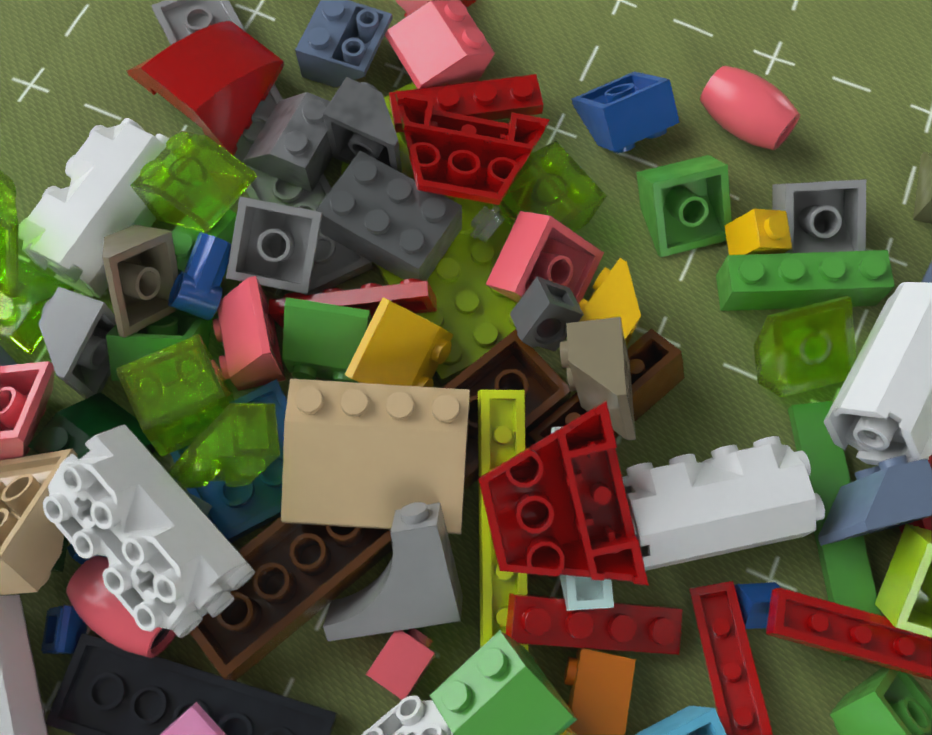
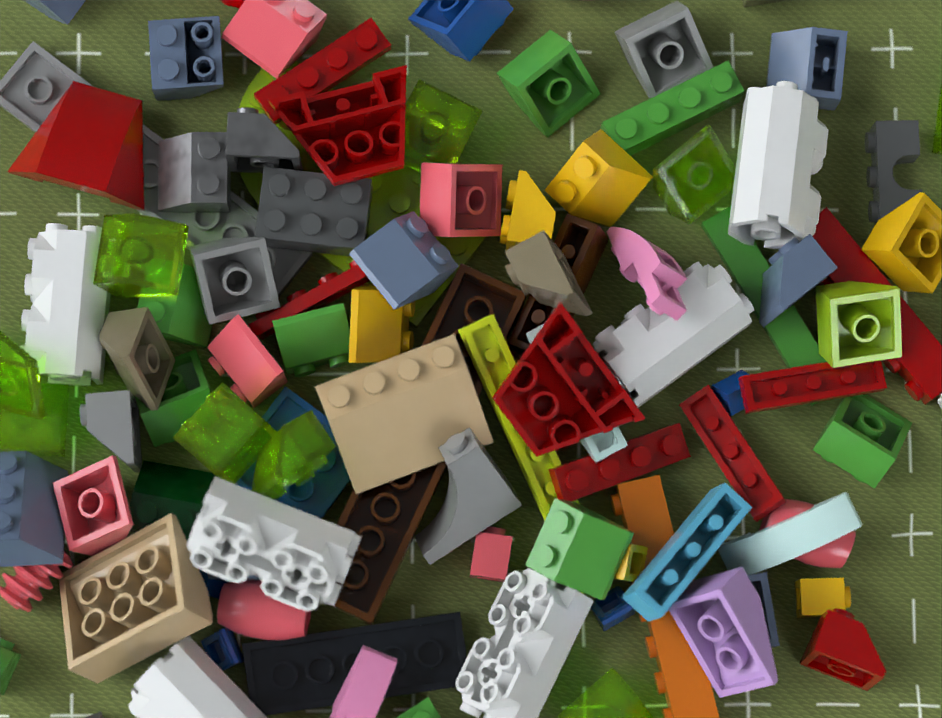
camera: 30 degrees left, 10 degrees up
(198, 287) = (188, 341): blue piece -> none
(455, 296) = (404, 260): none -> sand blue slope
(486, 223) = (394, 181): clear plate -> none
(544, 314) = (481, 243): dark grey brick -> none
(700, 311) = (599, 181): none -> yellow slope
(723, 420) = (652, 268): none -> bright pink slope
(759, 233) = (620, 90): yellow brick -> none

